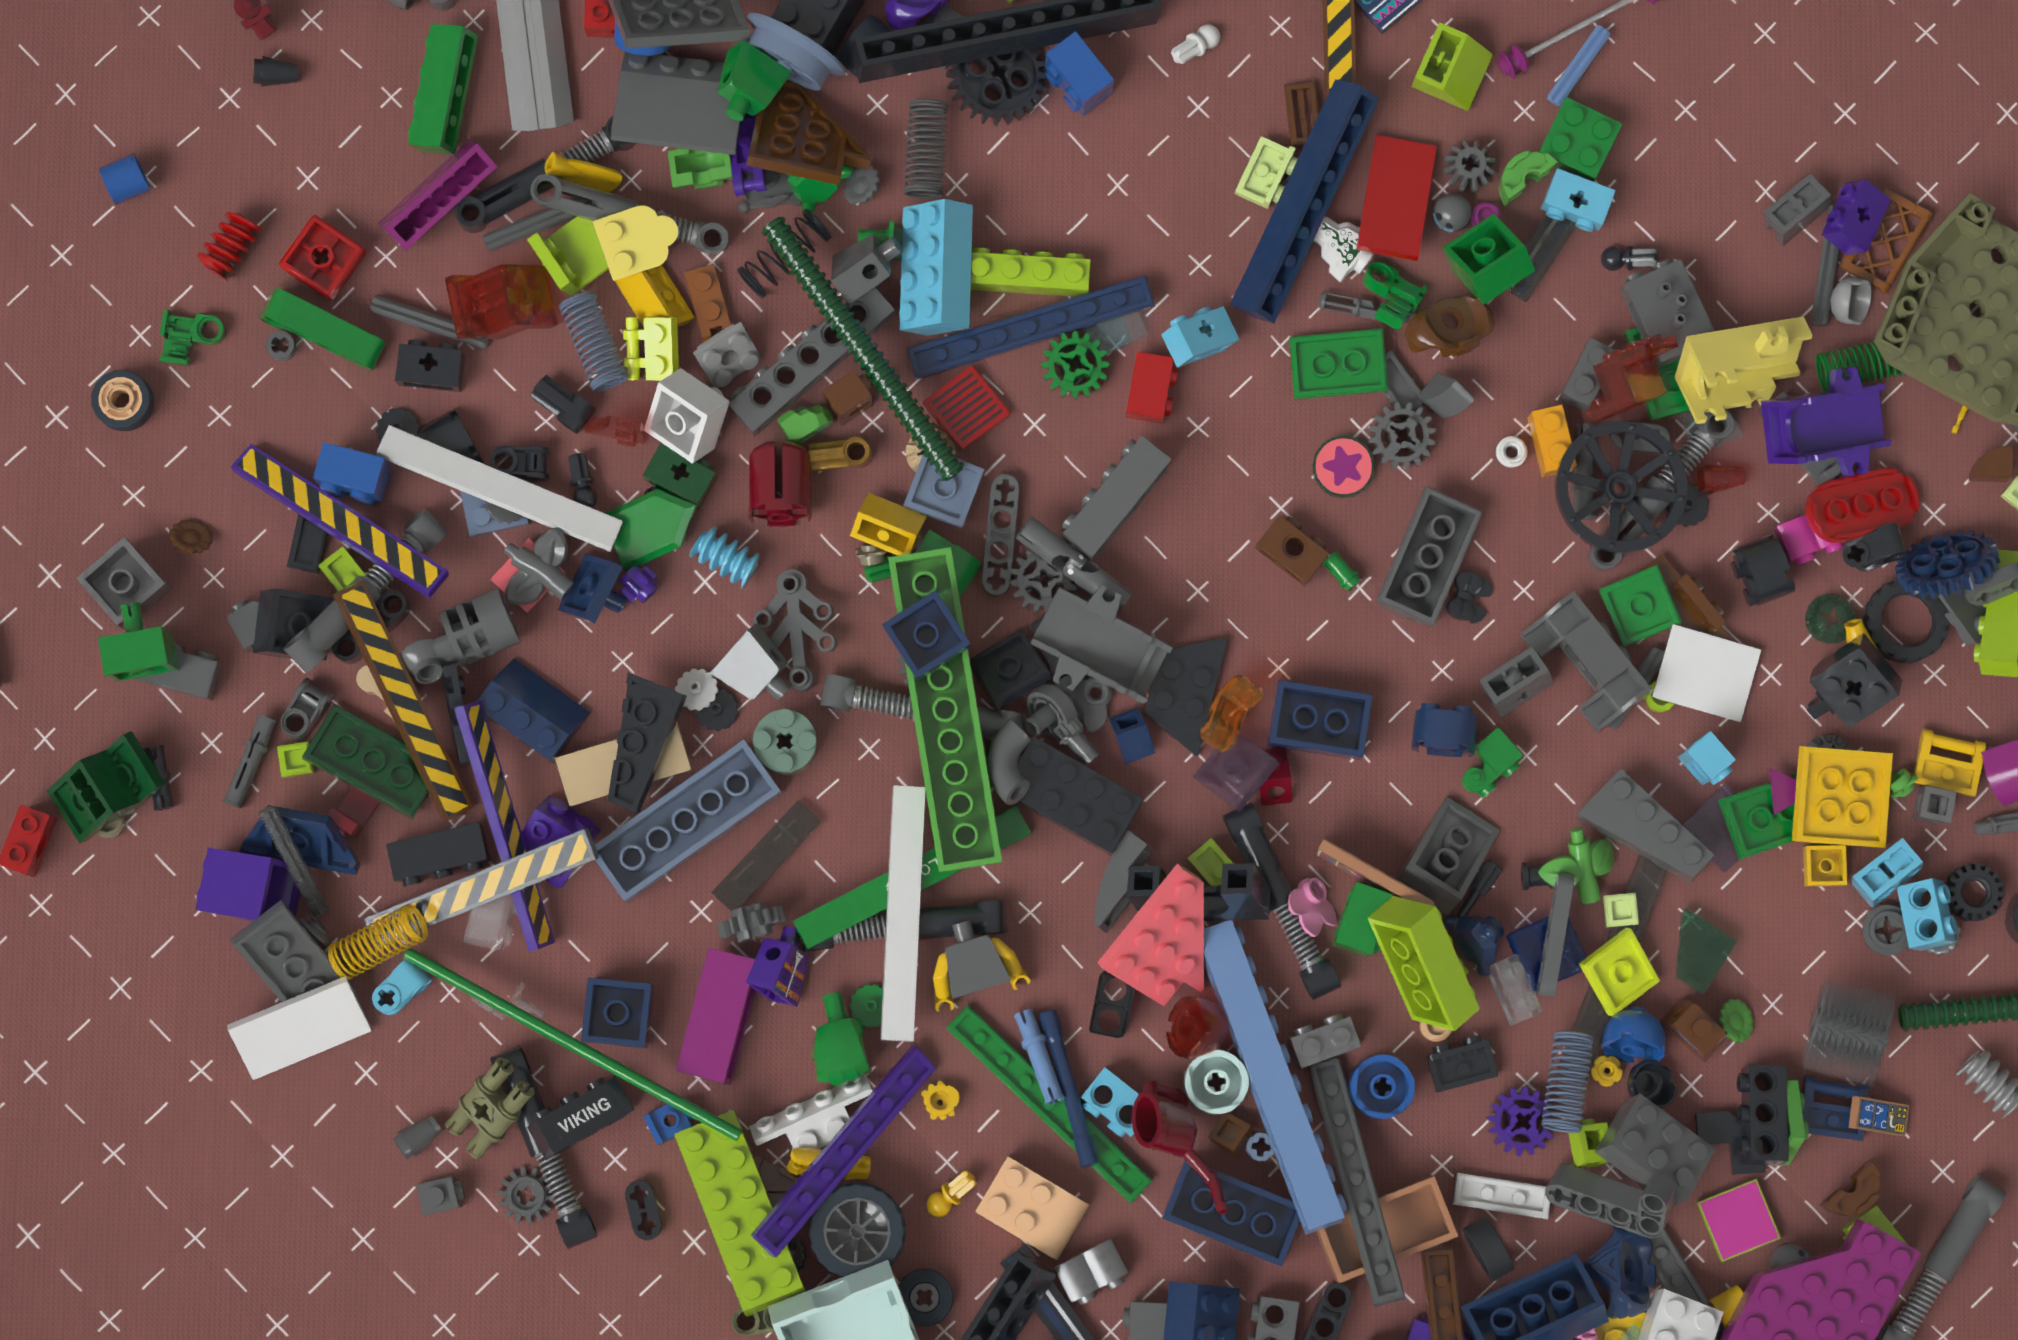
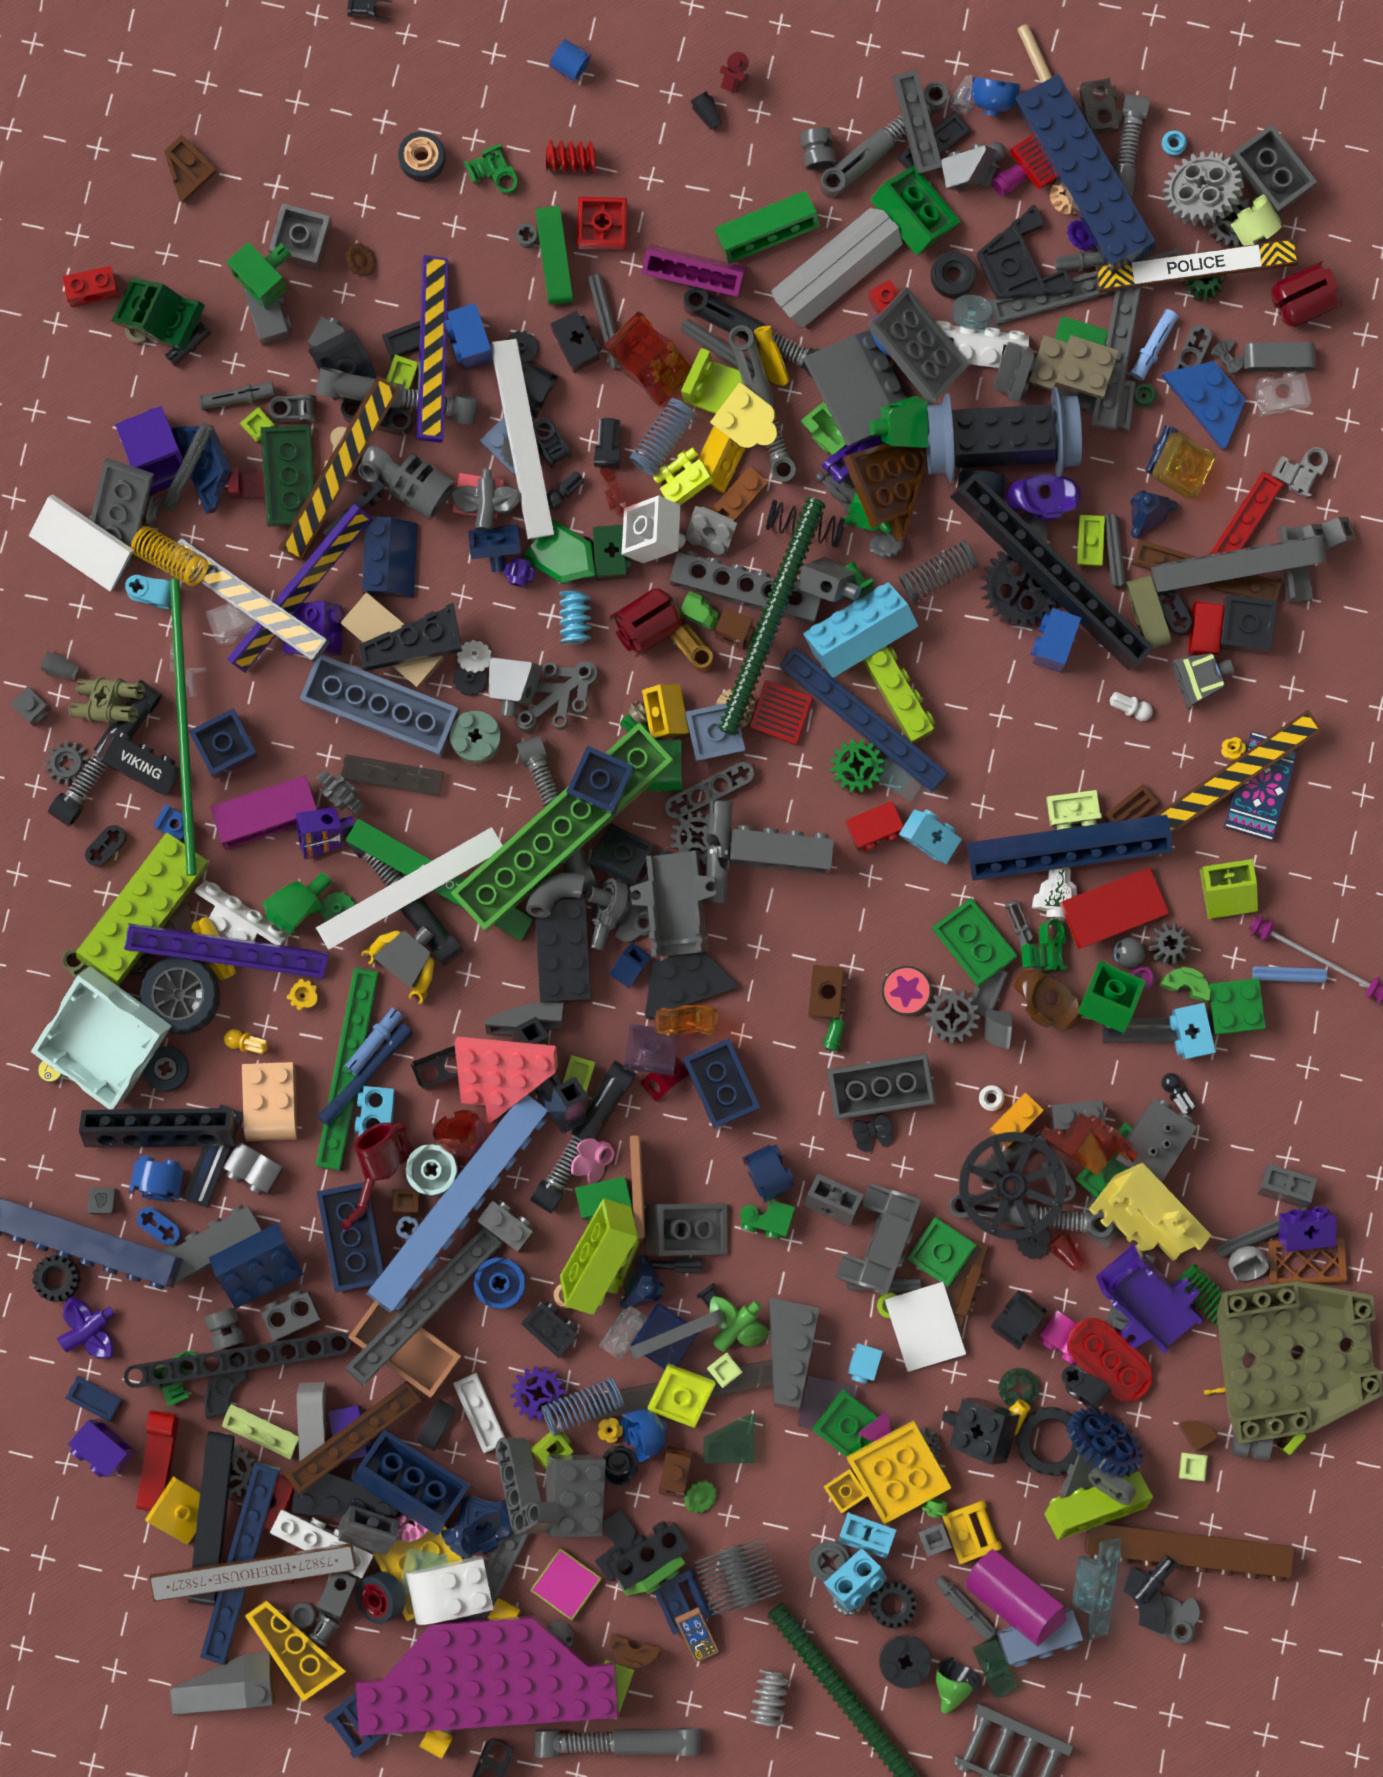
camera: 60 degrees right, 0 degrees up
(438, 854) = (254, 558): black brick -> none

